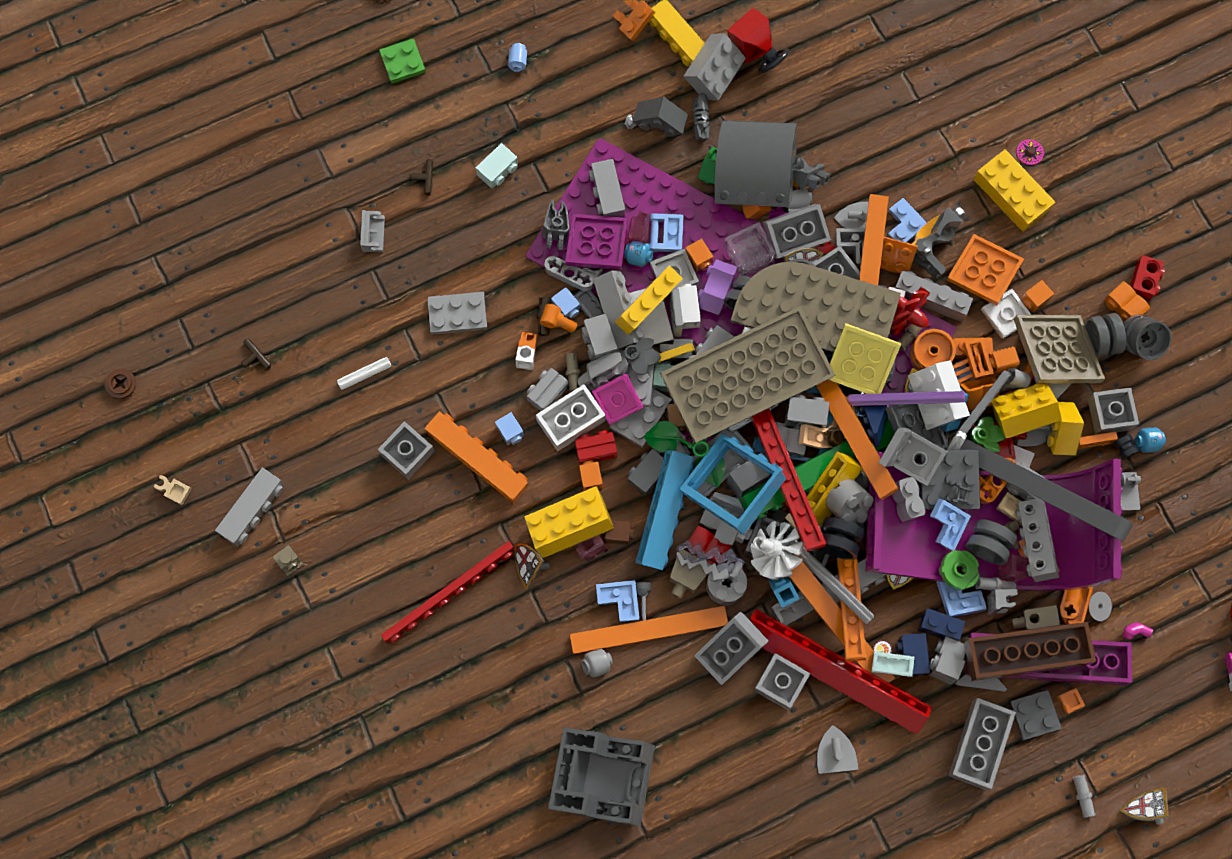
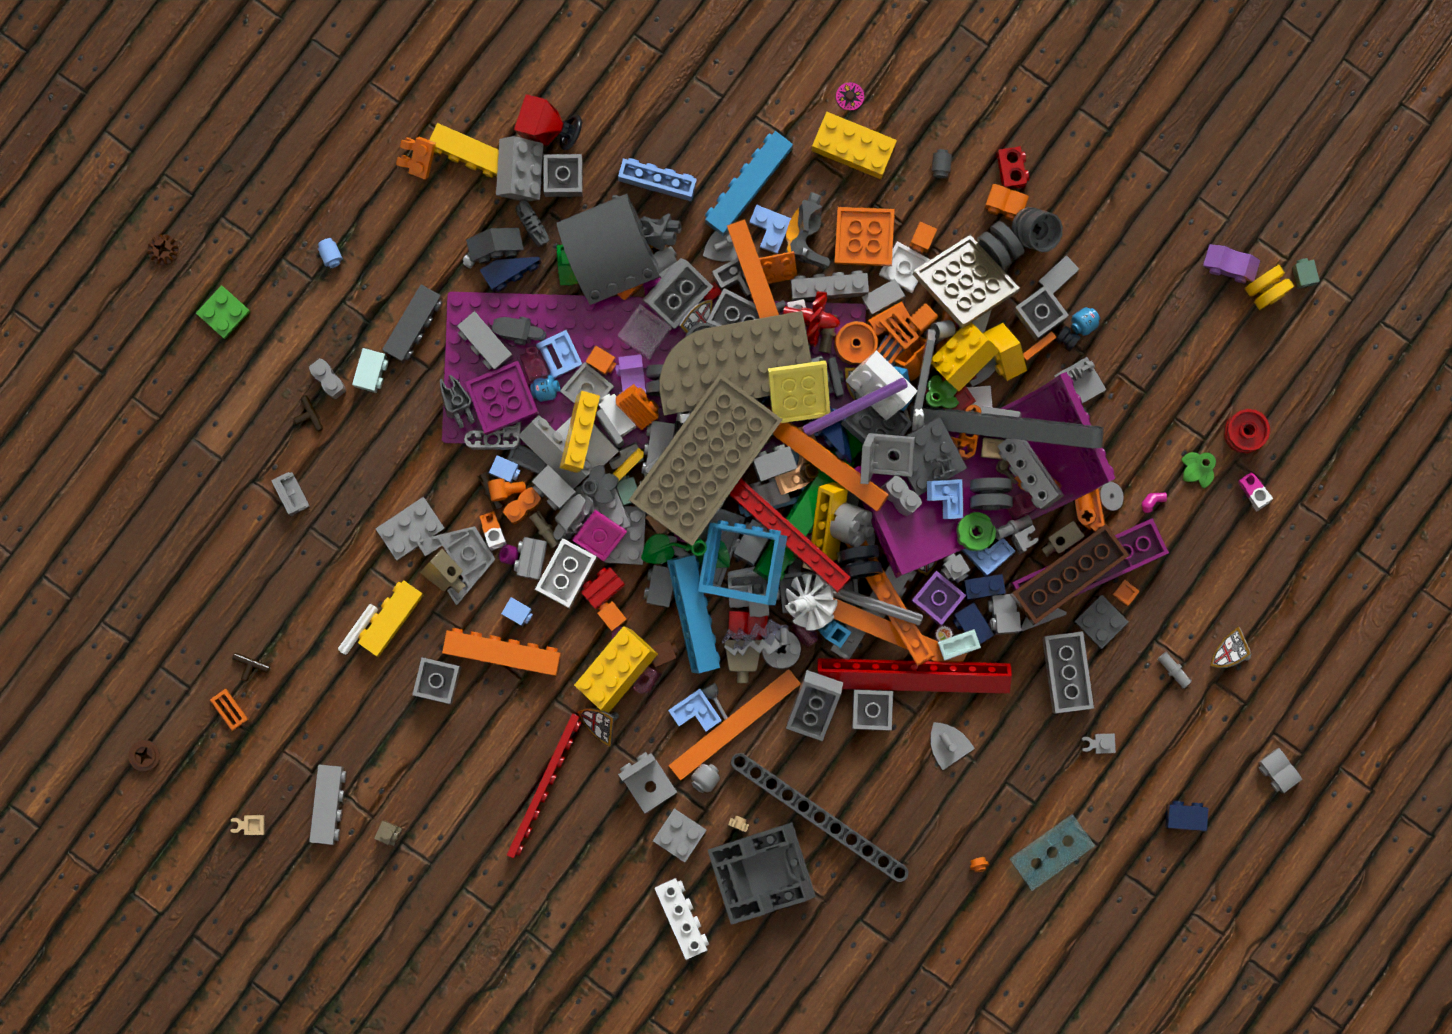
camera: 30 degrees left, 10 degrees up
(216, 398) = (235, 705): none -> orange tile
(397, 377) = (390, 619): none -> yellow brick
(457, 154) = (330, 382): none -> light grey brick
(464, 360) = (443, 572): none -> dark tan torso
(495, 358) = (467, 551): none -> light grey wing
(505, 779) = (681, 919): none -> white brick
(529, 377) = (508, 554): none -> magenta tile
(542, 626) = (639, 774): none -> light grey bracket
(545, 702) = (679, 835): none -> light grey brick
(554, 147) = (412, 323): none -> dark grey brick
(561, 342) = (526, 502): none -> orange brick
(605, 720) = (739, 823): none -> tan plate
(641, 194) = (518, 330): none -> dark grey hinge
(658, 144) = (504, 271): none -> dark blue slope
(690, 761) = (828, 821): none -> dark grey beam
(710, 305) = (637, 406): none -> orange brick
(748, 91) = (563, 175): none -> light grey brick
(755, 582) = (805, 637): none -> clear pink brick
(828, 134) = (657, 179): none -> light blue brick
(894, 613) = (938, 598): none -> medium lavender brick
(900, 373) = (836, 377): none -> dark grey plate
(907, 176) = (749, 183): none -> dark azure brick
(923, 593) = (954, 568): none -> light grey brick
(976, 328) = (883, 298): none -> light grey hinge
(981, 828) = (1103, 743): none -> light grey plate
(1084, 244) = (941, 163): none -> dark grey brick
(1146, 388) = (1059, 274): none -> light grey tile
(1191, 623) = (1196, 470): none -> bright green plate

